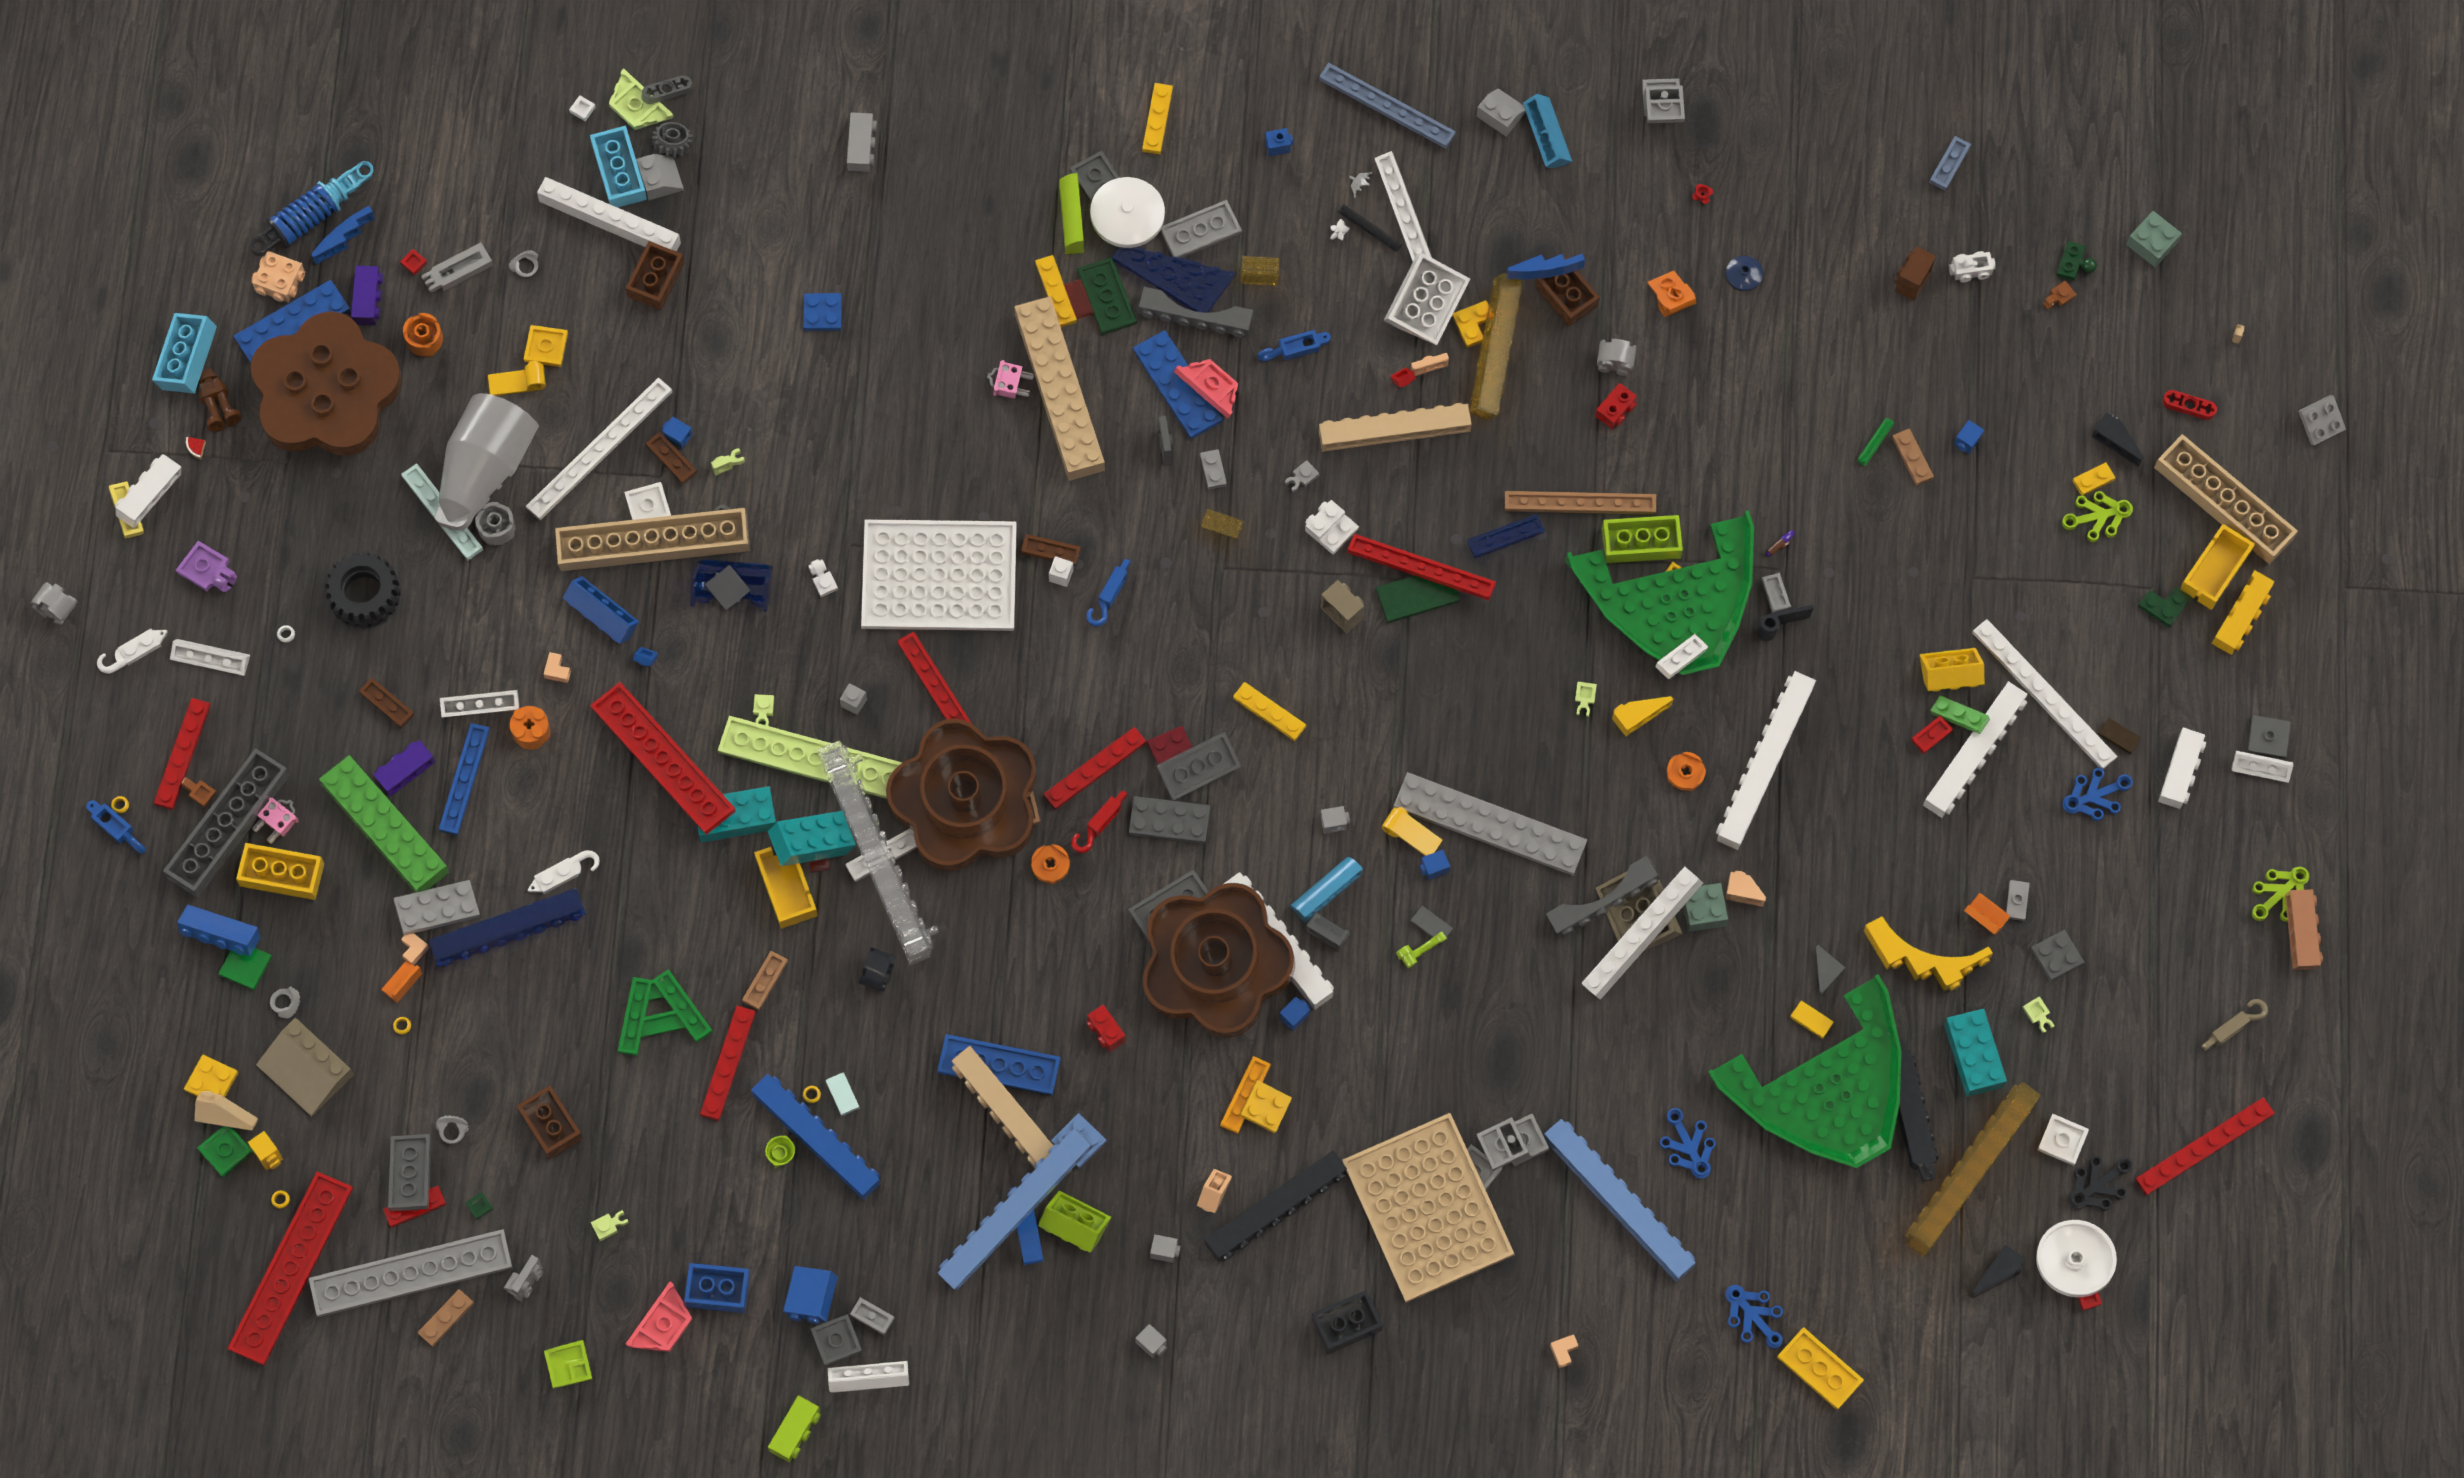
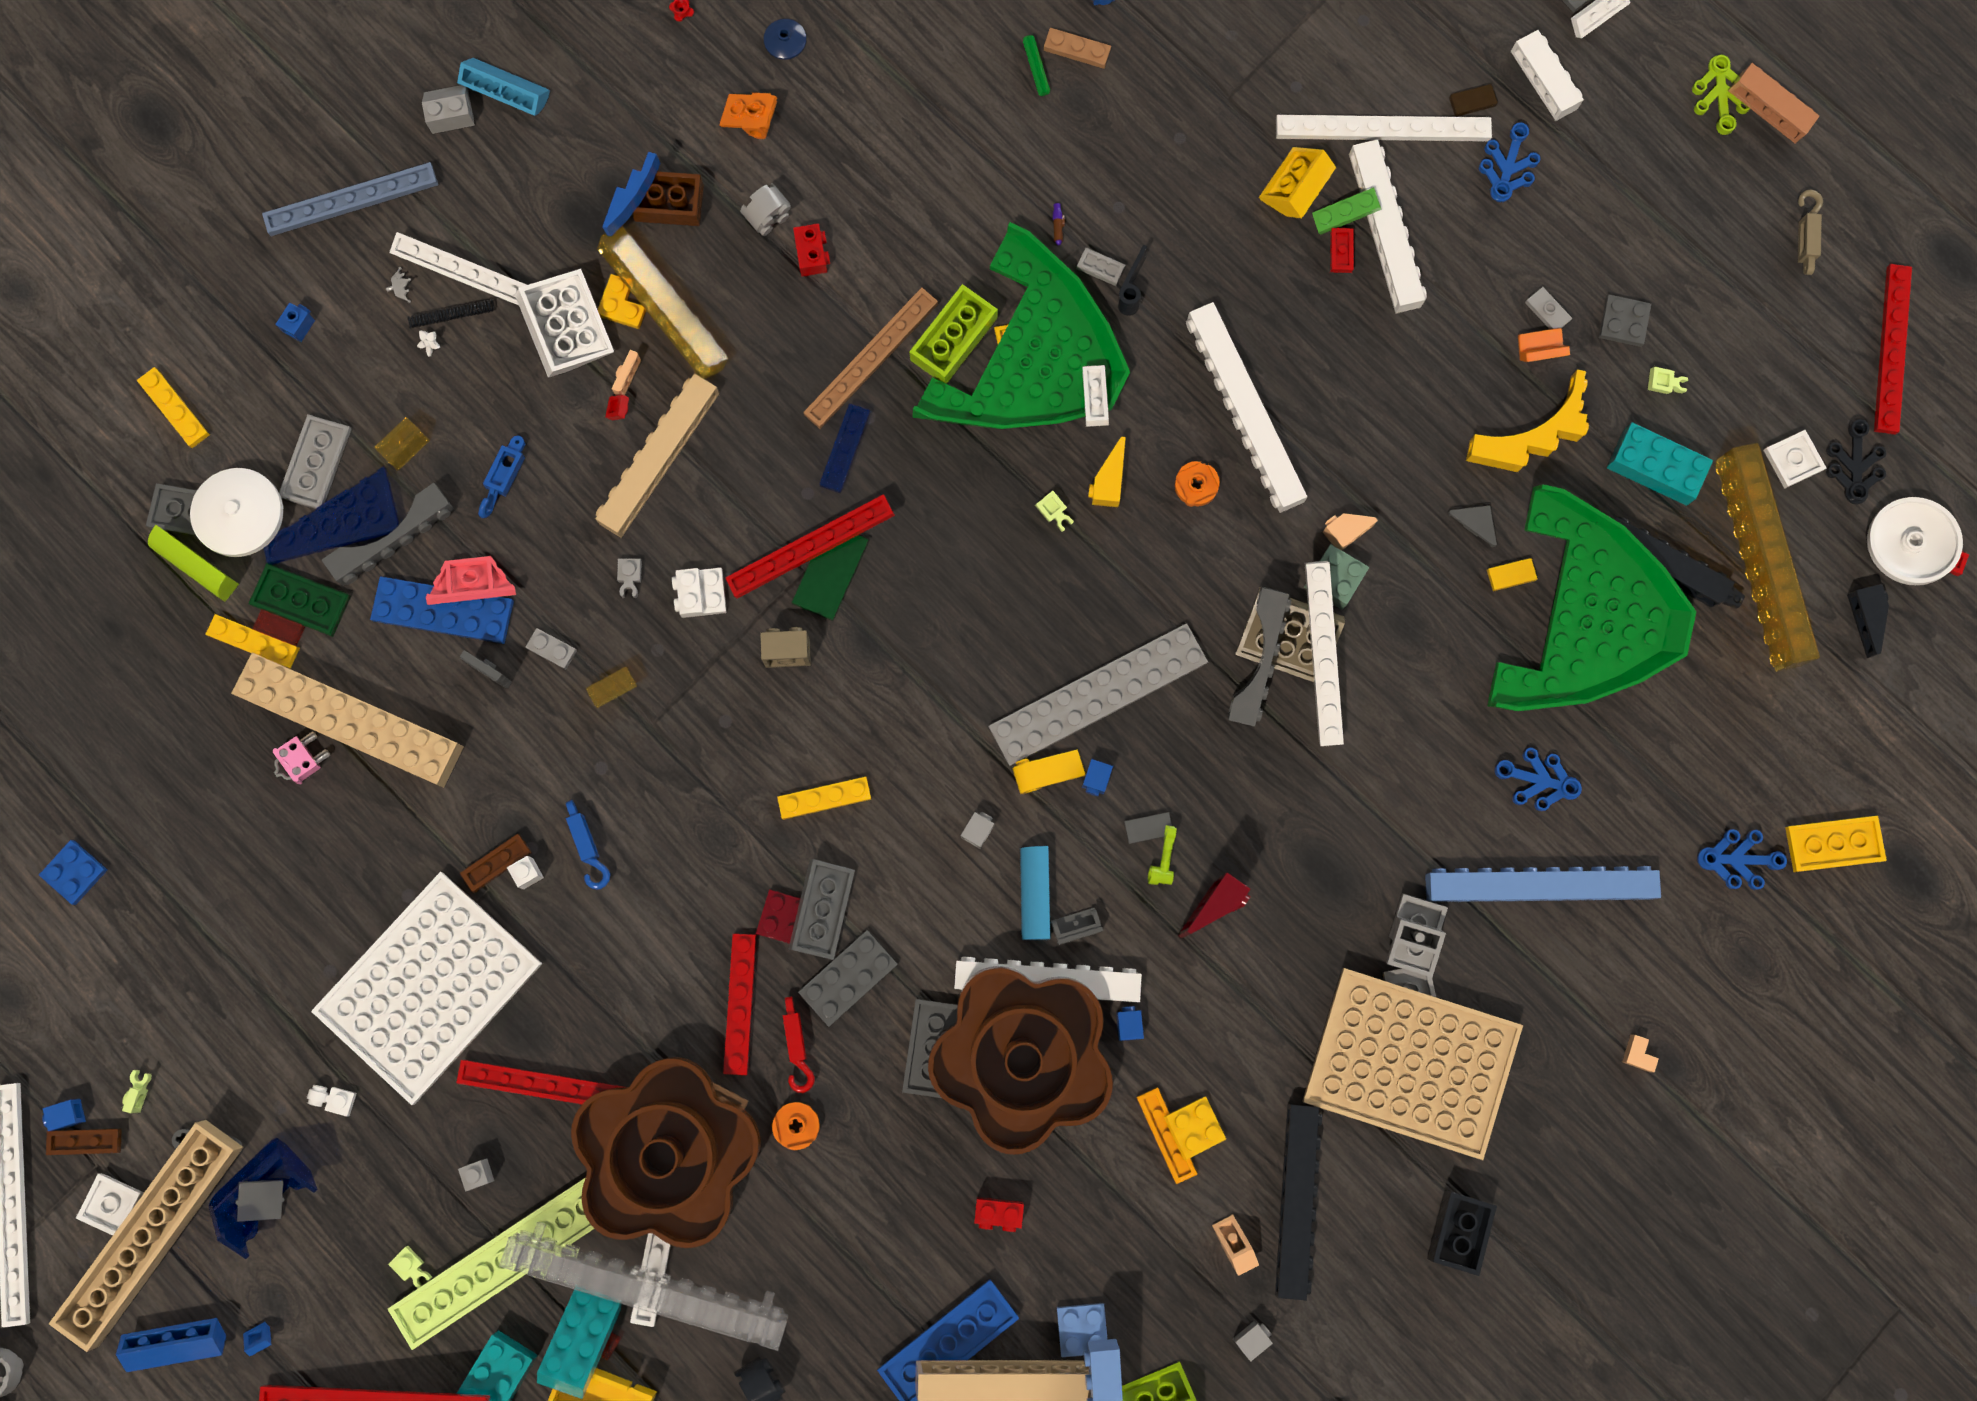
camera: 50 degrees left, 10 degrees up
(1413, 994) = (1222, 898): none -> dark red slope

